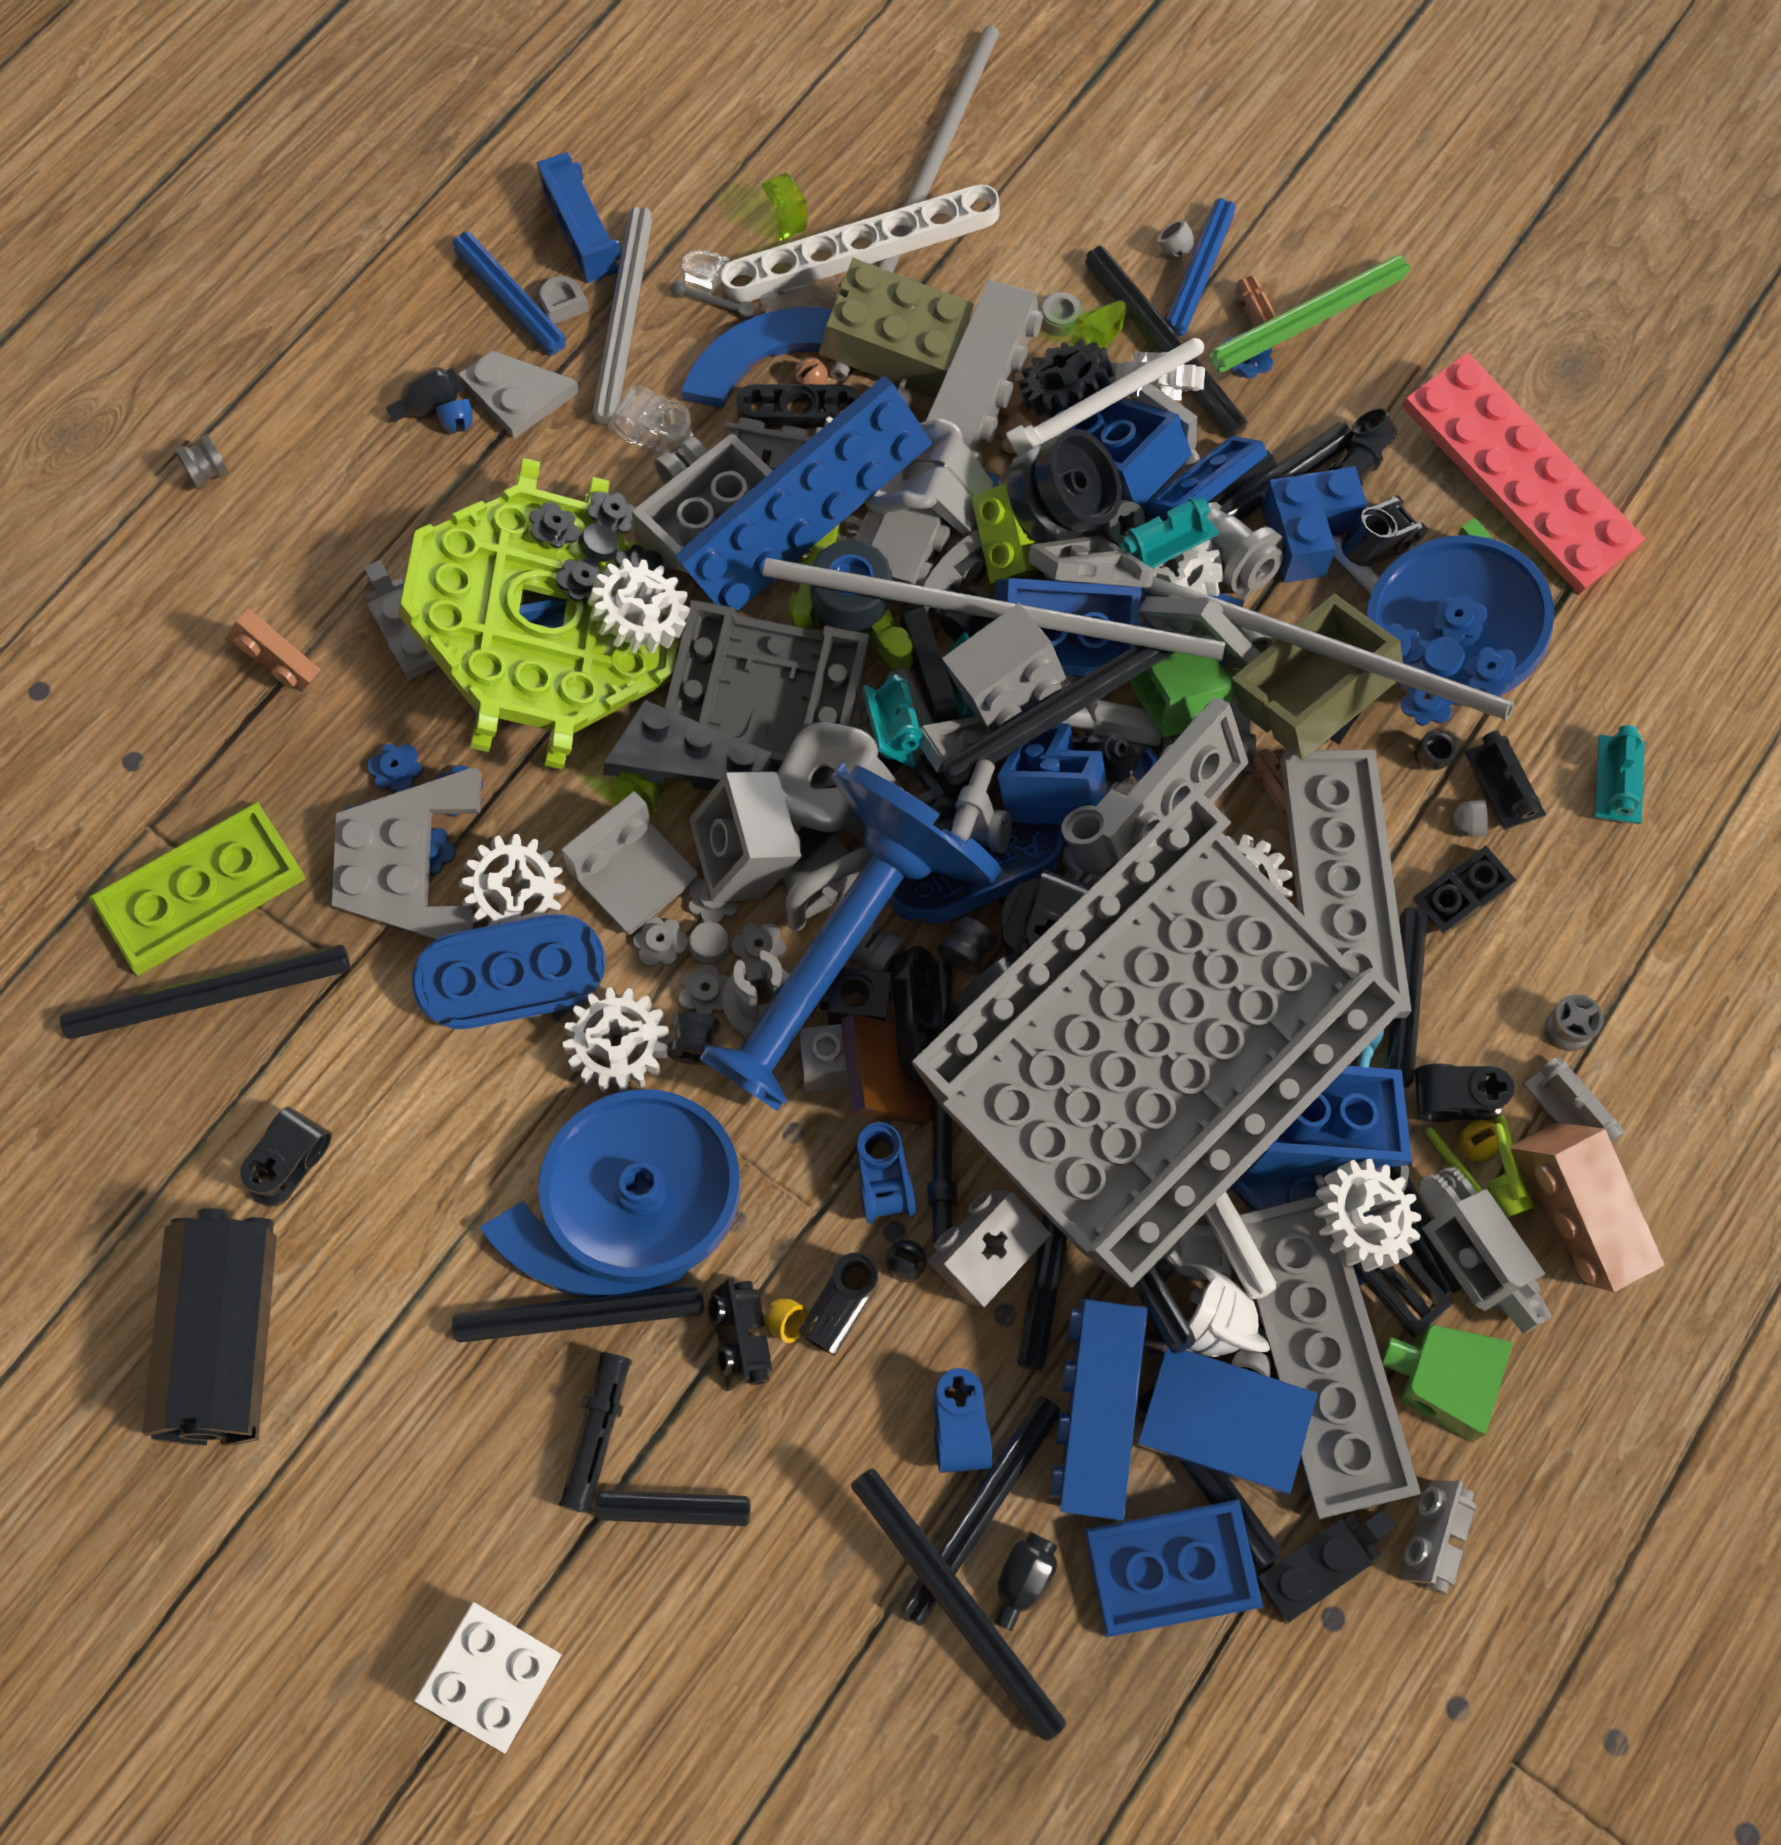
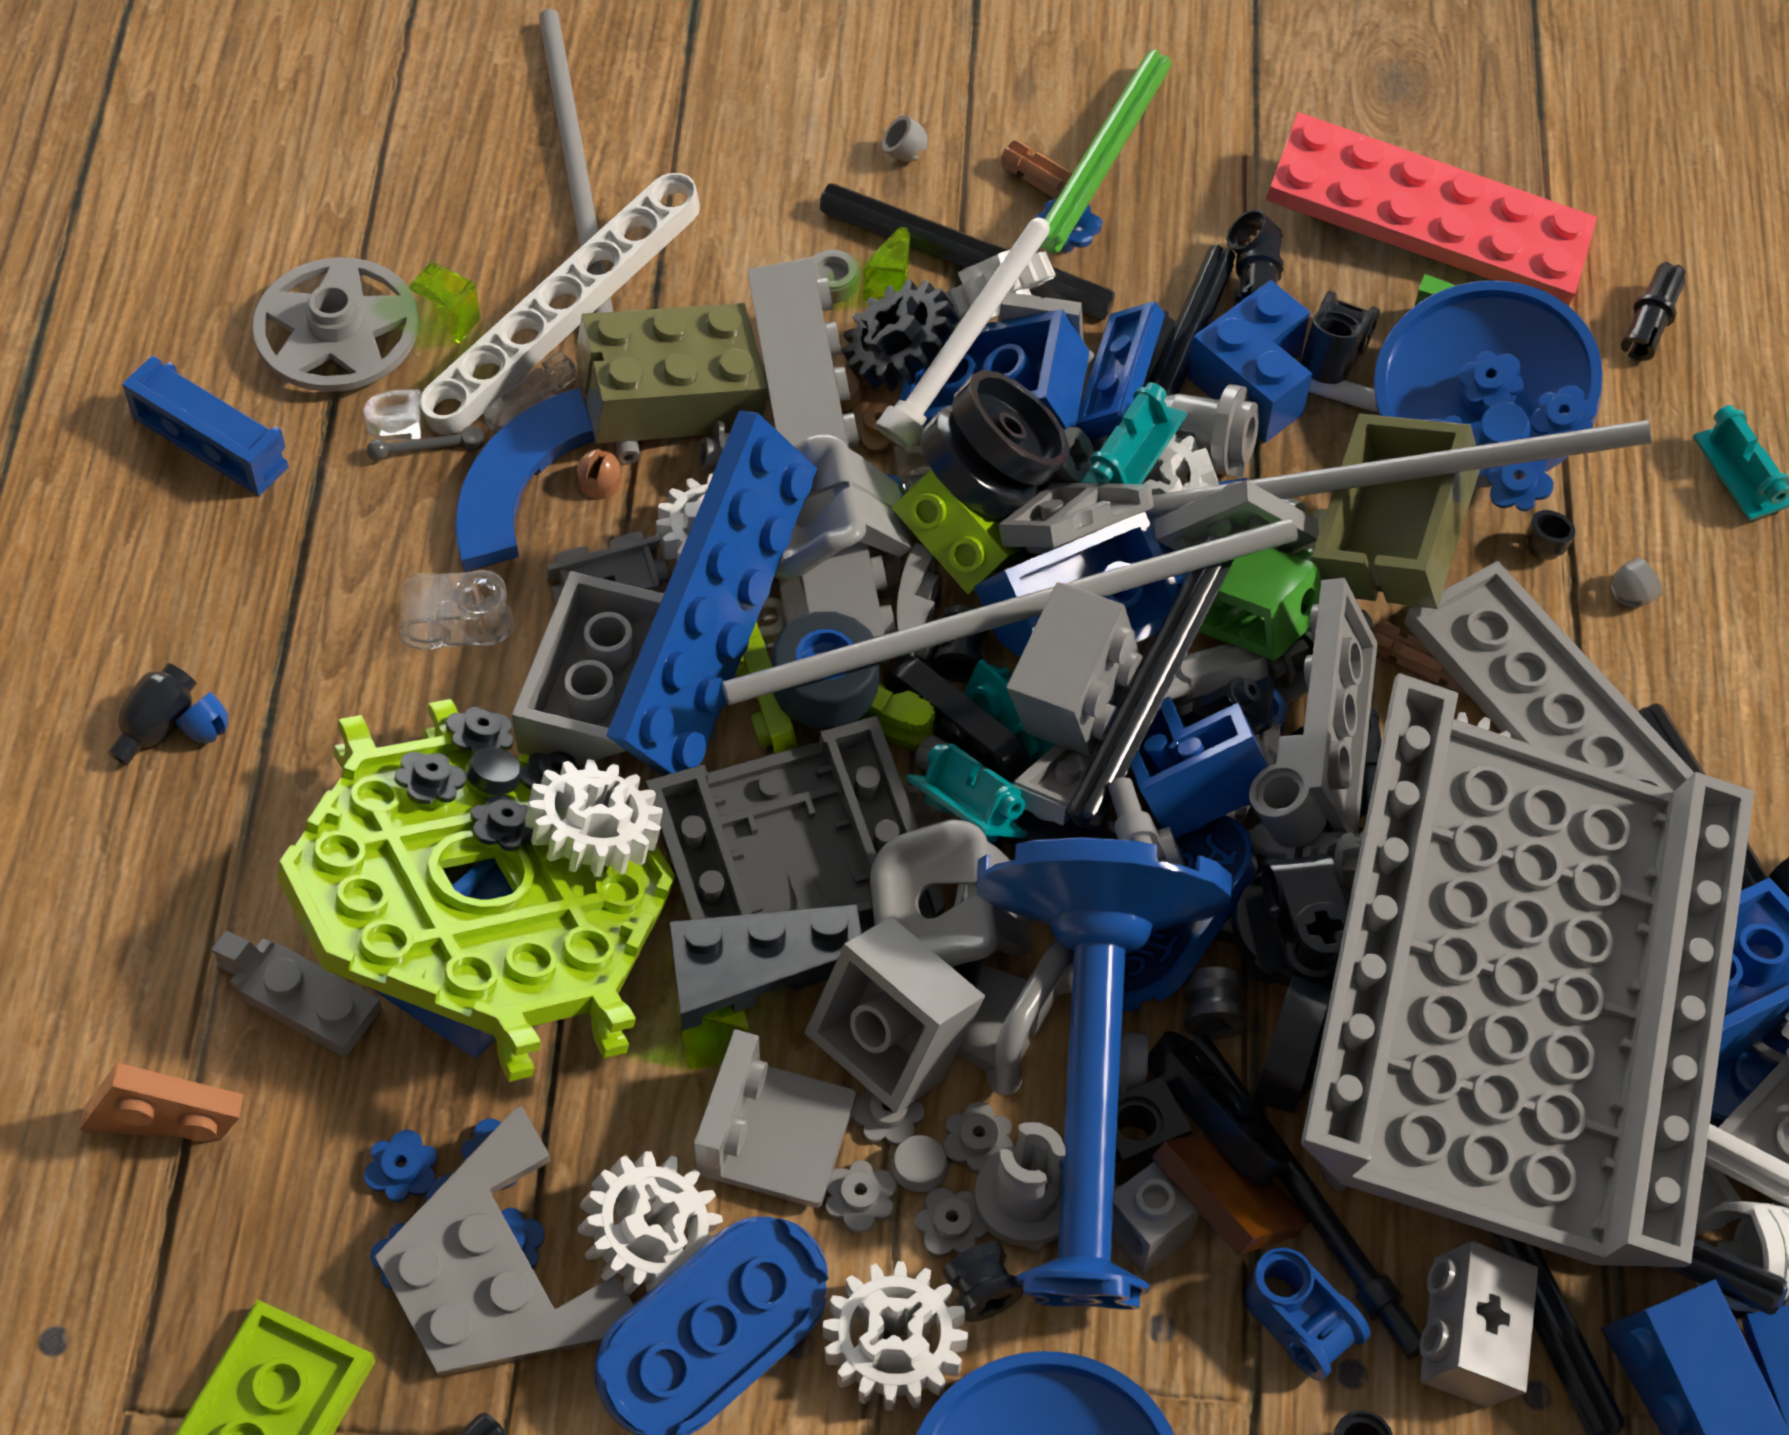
camera: 30 degrees left, 10 degrees down
(509, 293) = (175, 549): blue axle -> none
(516, 391) = (257, 656): light grey wing -> none
(562, 299) = (244, 527): light grey tile -> none
(622, 314) = (332, 512): light grey axle -> none
(672, 464) = (516, 647): light grey wheel -> none
(705, 187) = (335, 324): none -> light grey wheel
(786, 393) = (616, 491): black beam -> none
(902, 1269) = (1397, 1407): black hinge -> none
(1200, 266) = (949, 155): blue axle -> none
(1465, 890) = (1680, 661): black slope -> none
(1504, 781) = (1637, 531): black hinge -> none
(1637, 629) = (1654, 311): none -> black axle

